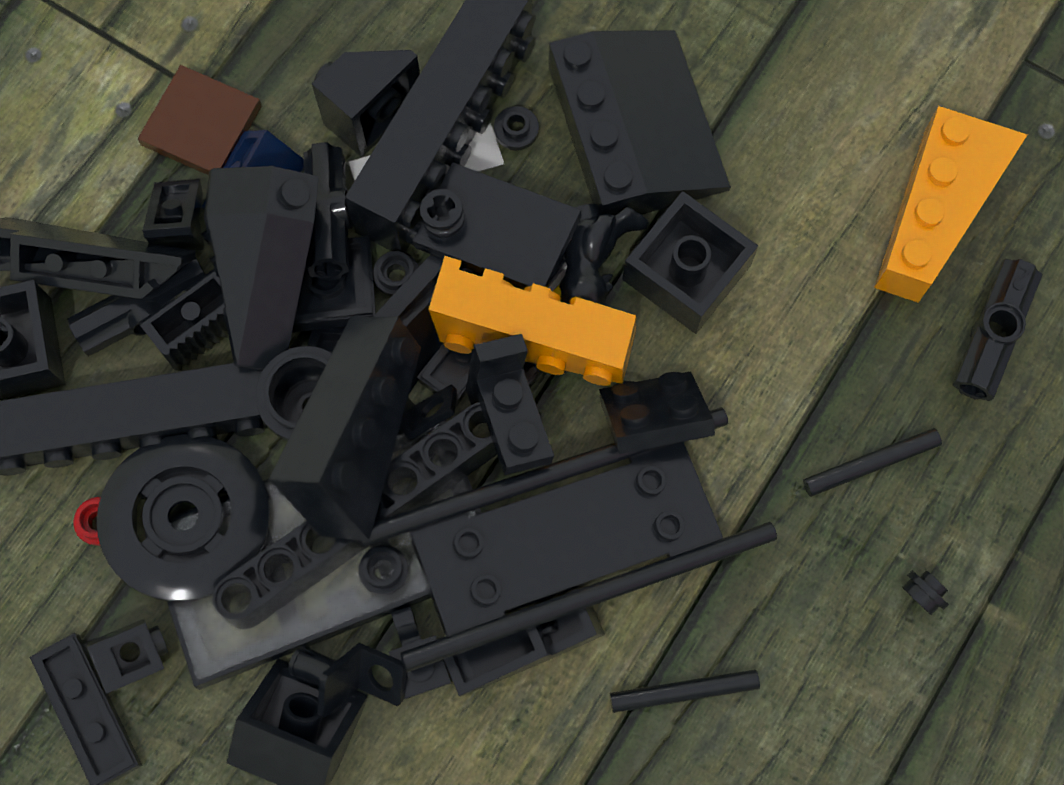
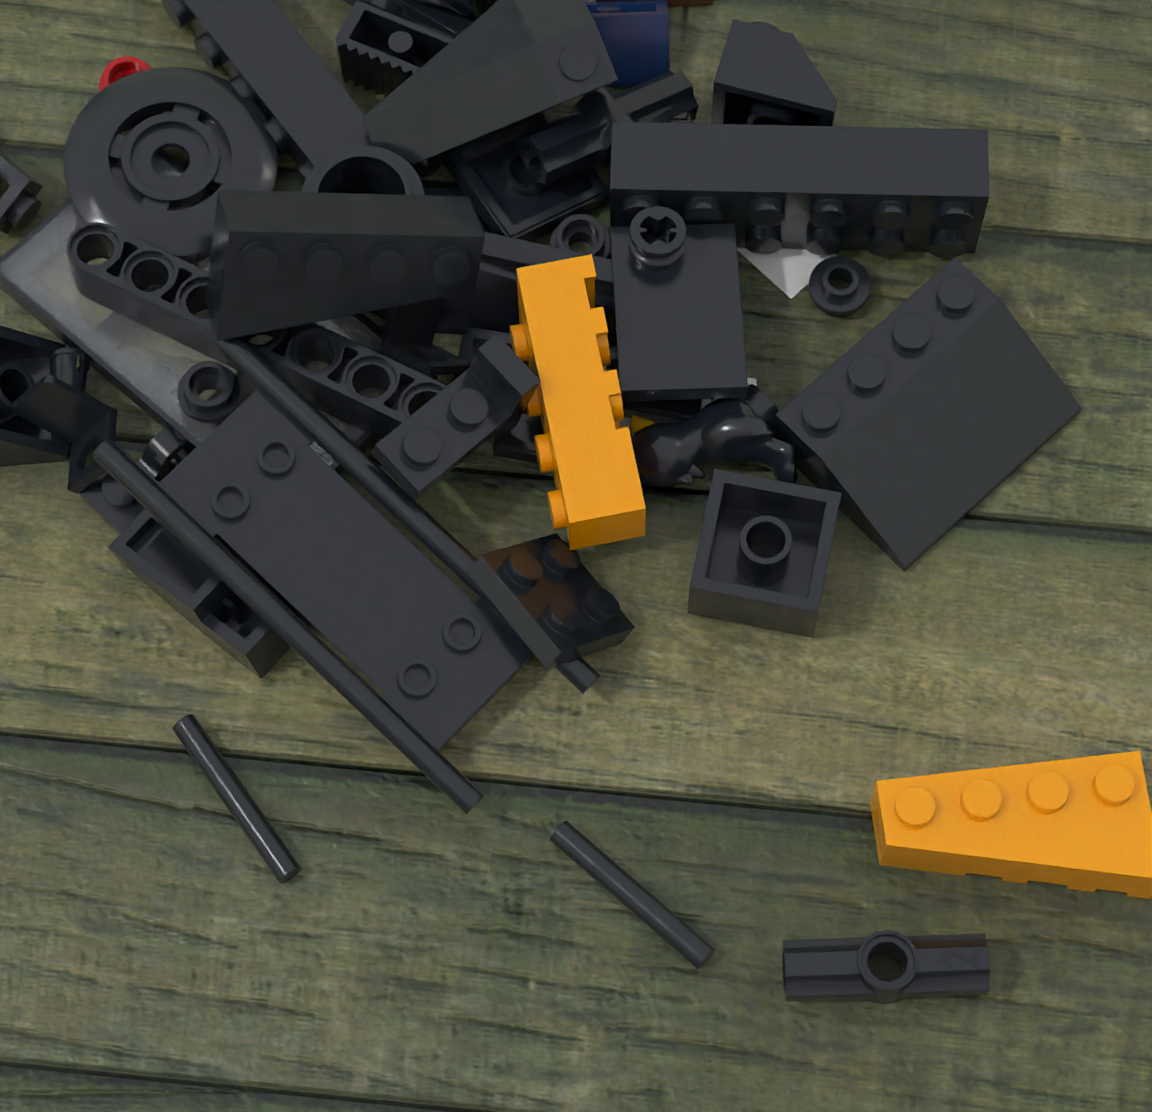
camera: 65 degrees right, 5 degrees down
(926, 591) = (492, 1023): black plate -> none

